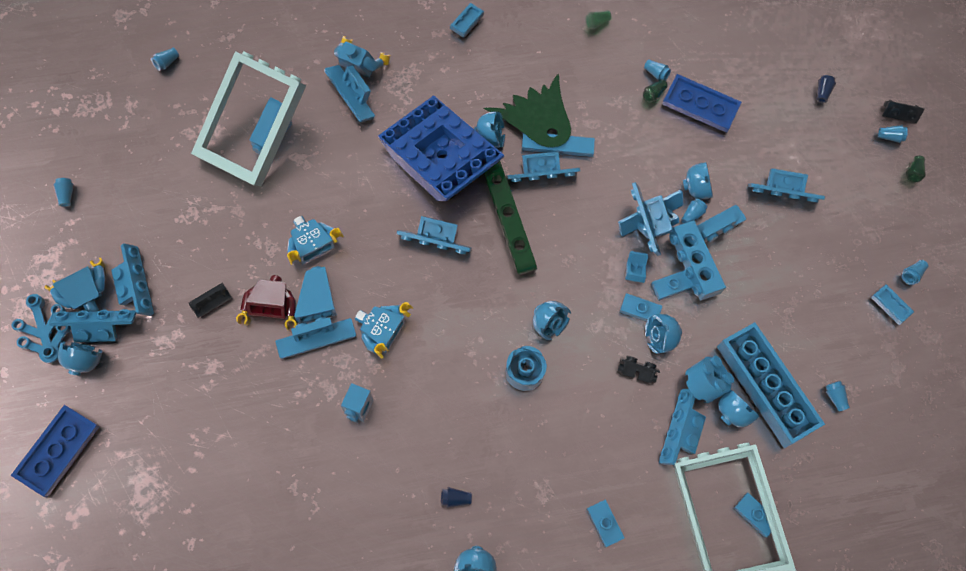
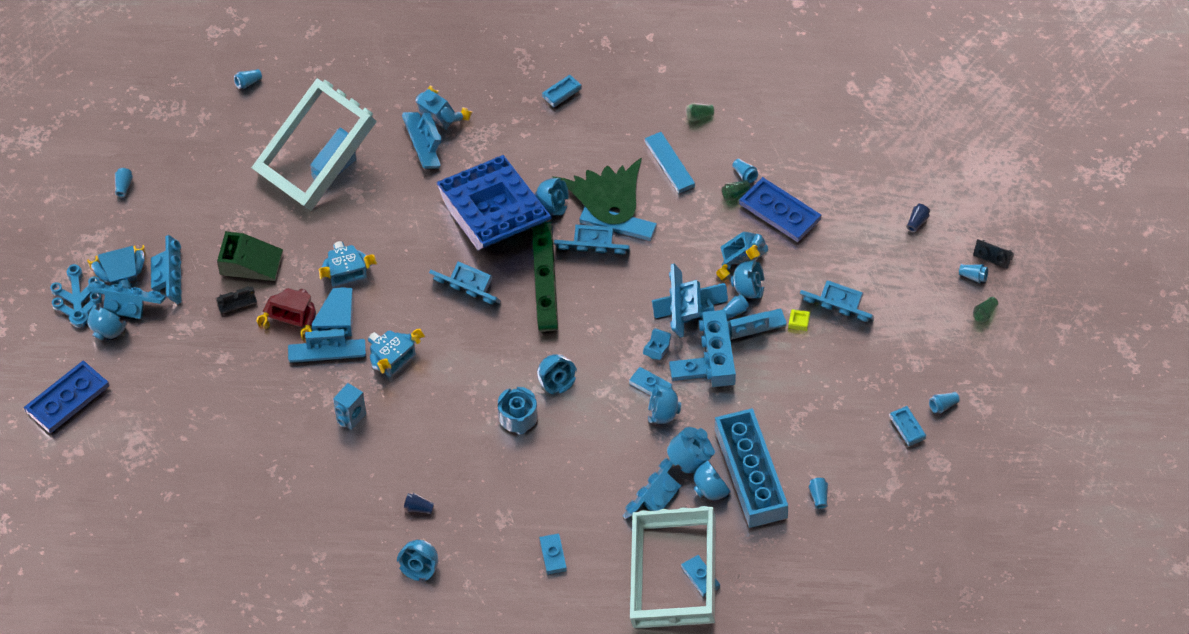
camera: 20 degrees right, 15 degrees down
(211, 251) = (248, 257): none -> dark green slope
(586, 74) = (669, 162): none -> dark azure tile
(646, 370) = (622, 429): black hinge -> none
(685, 153) = (740, 249): none -> dark azure torso
(754, 212) = (799, 320): none -> neon yellow tile

